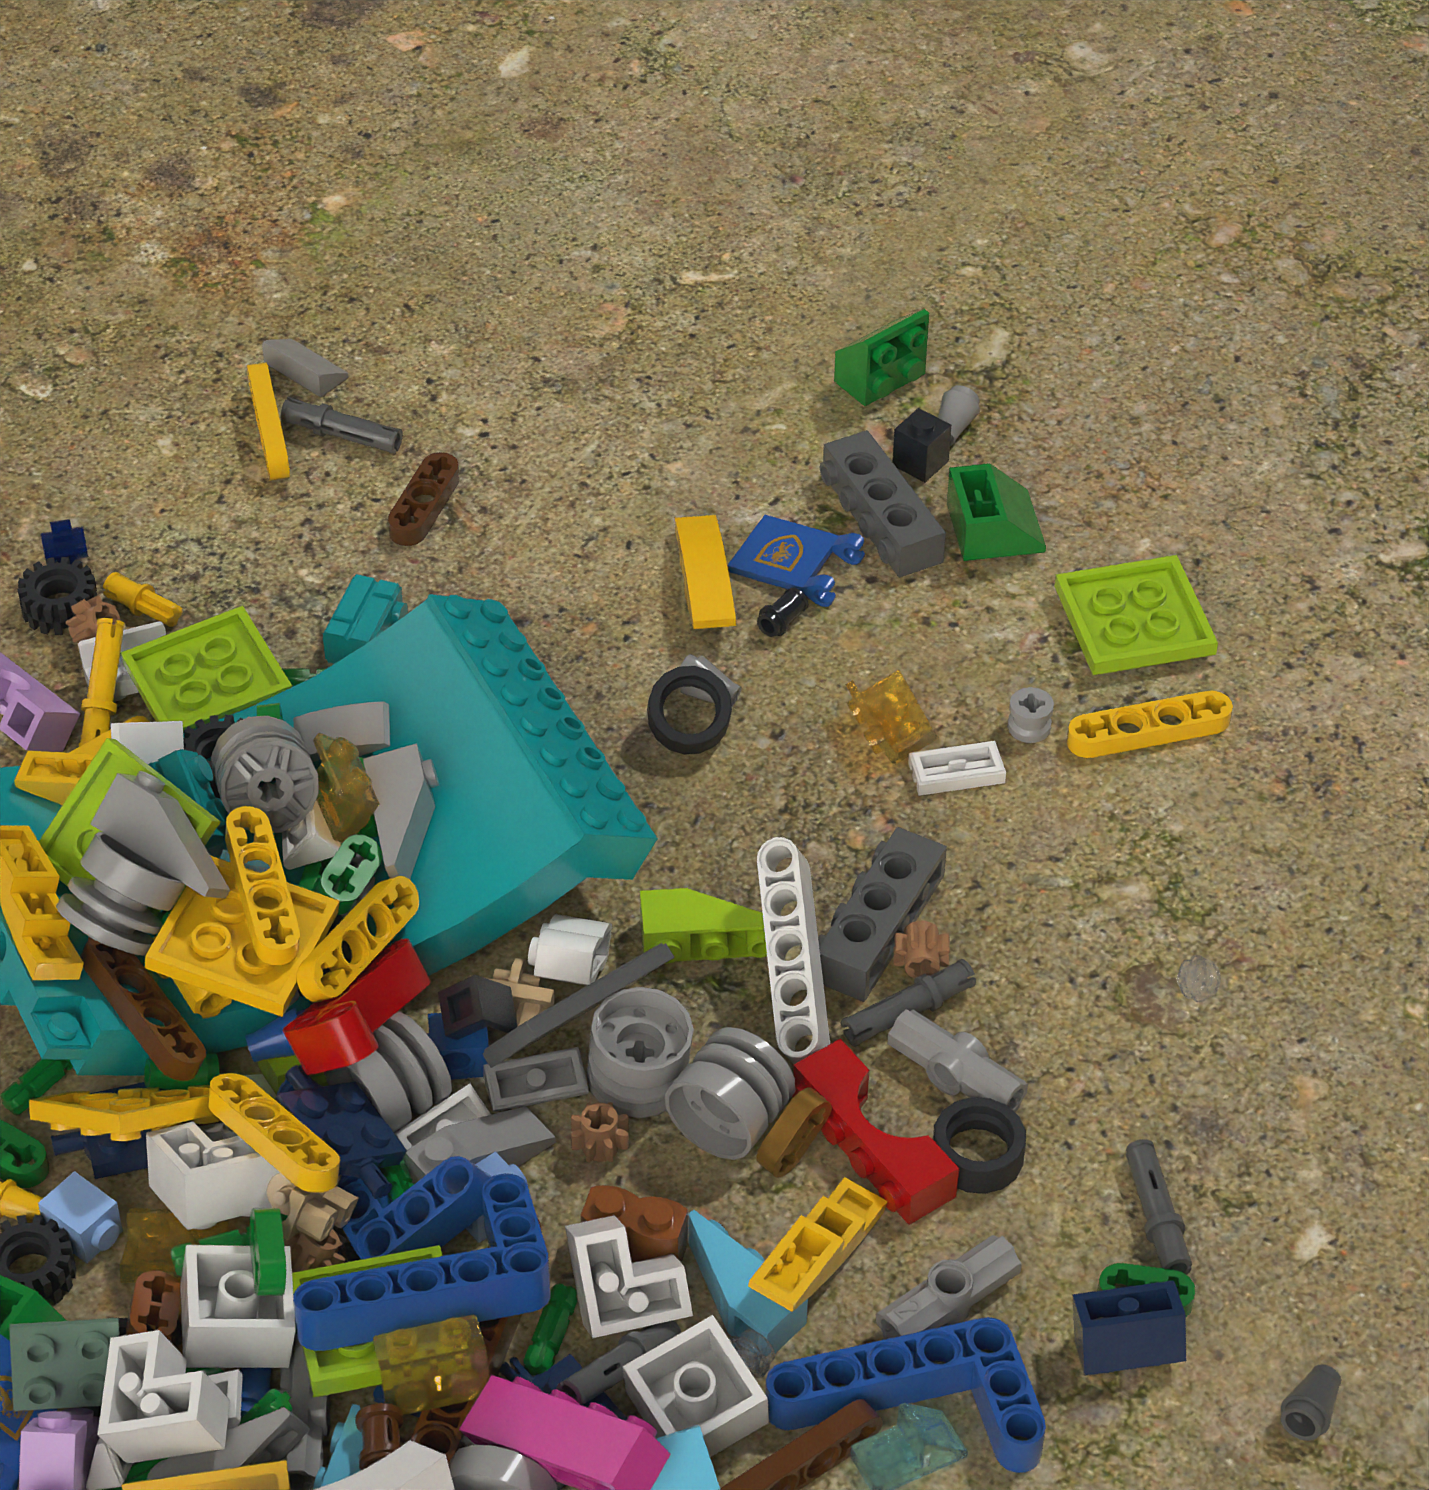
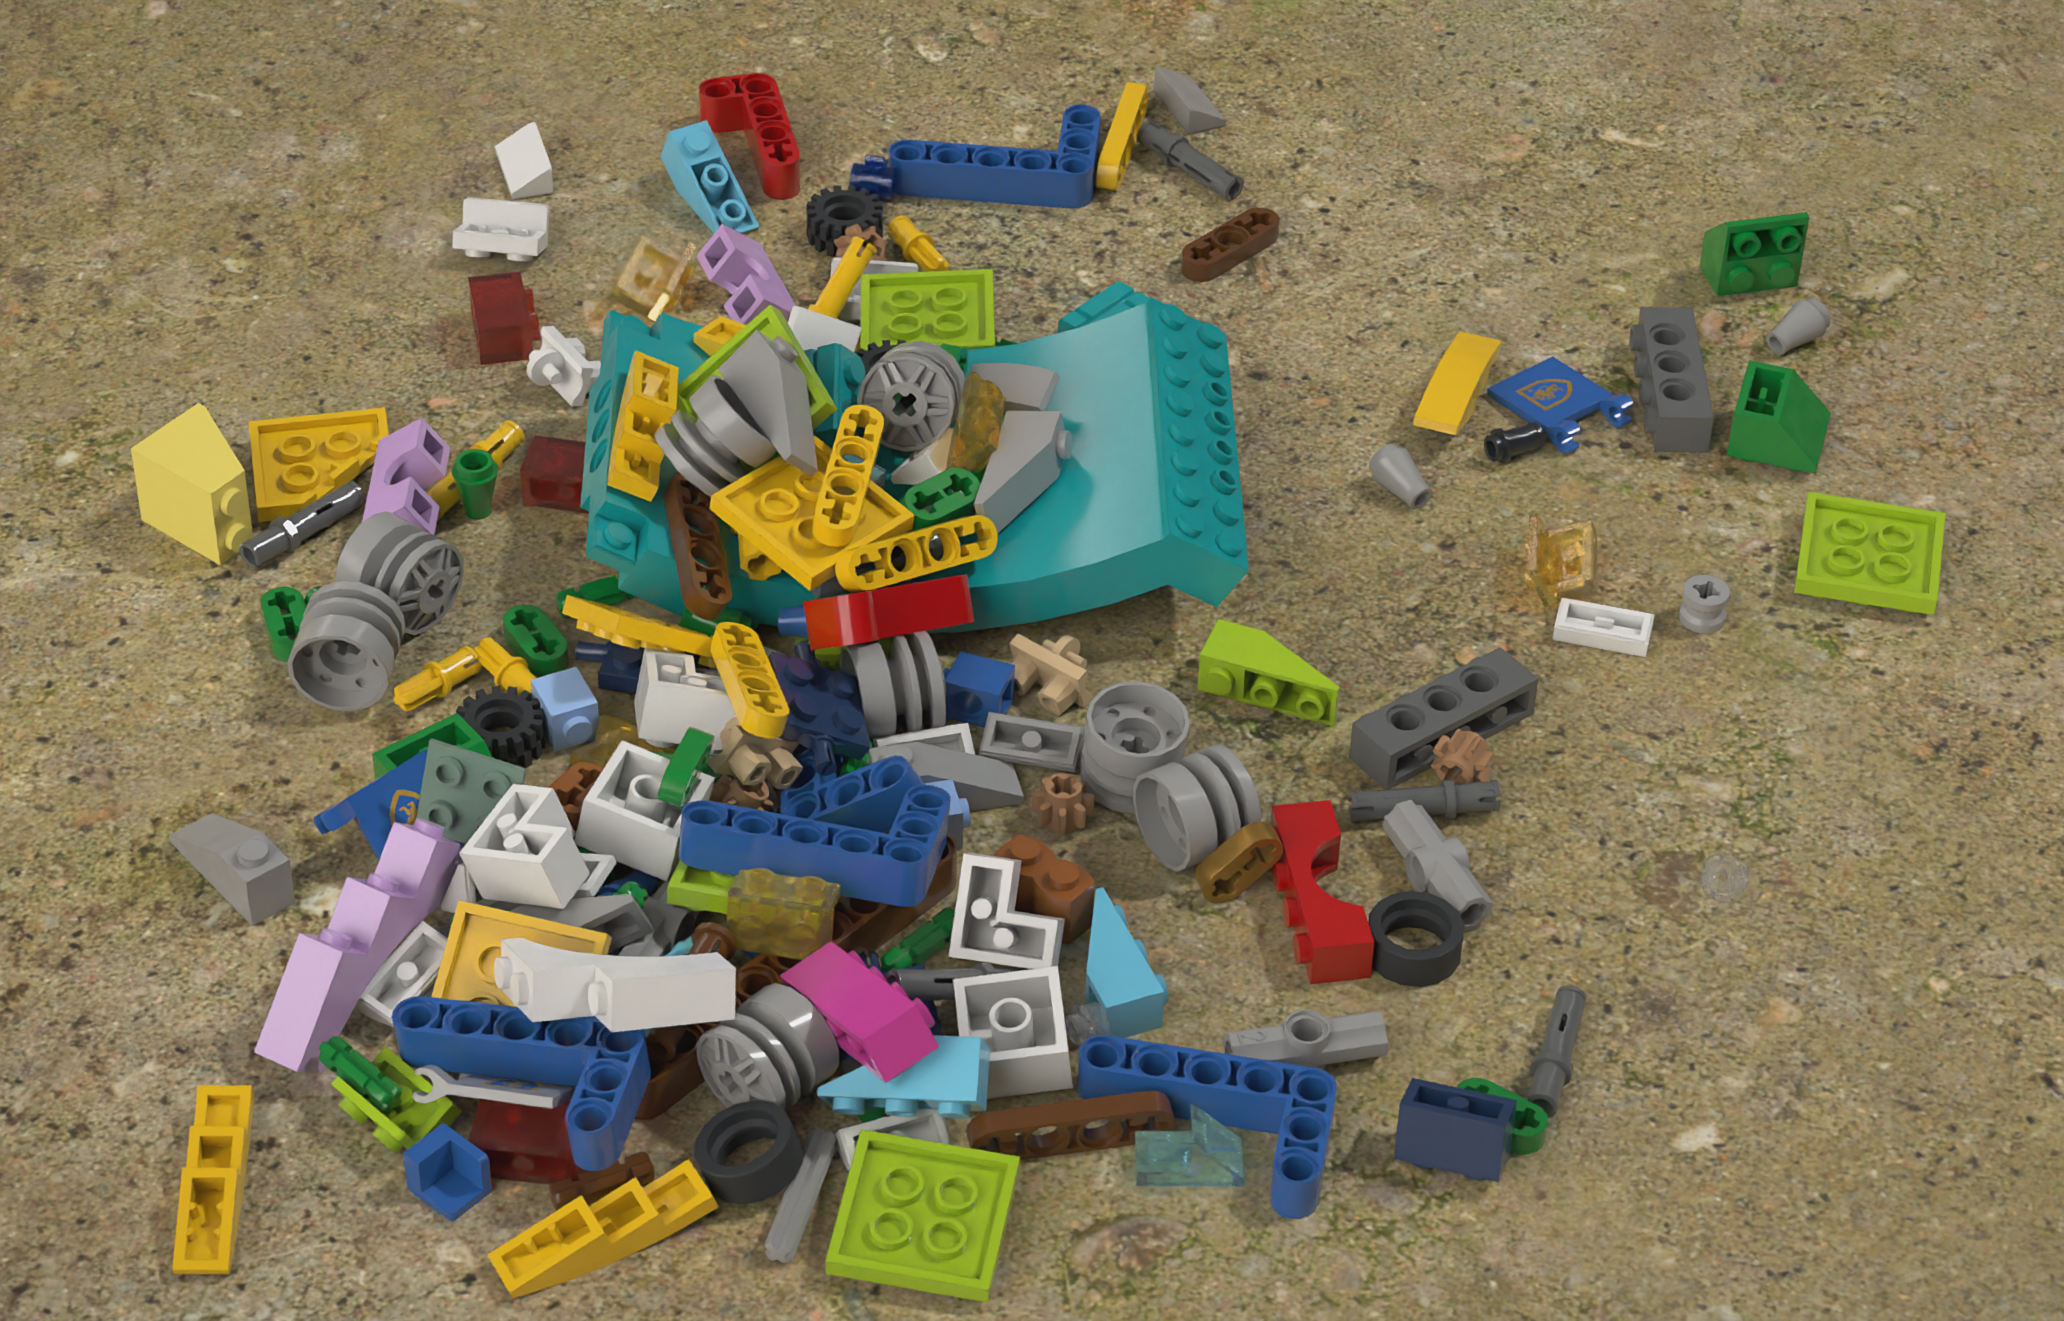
camera: 25 degrees right, 5 degrees down
(182, 496) = (1005, 173): none -> blue beam
(475, 1005) = (1006, 652): black panel -> none
(570, 949) = (1126, 647): white brick -> none
(576, 1004) = (1076, 685): dark grey tile -> none
(689, 677) = (1358, 459): black tyre -> none
(782, 935) = (1328, 706): white beam -> none
(818, 1245) = (1201, 958): yellow slope -> none
(921, 445) = (1743, 336): black brick -> none
(1200, 714) = (1823, 654): yellow beam -> none
(1311, 1404) = (1598, 1261): dark grey cone -> none

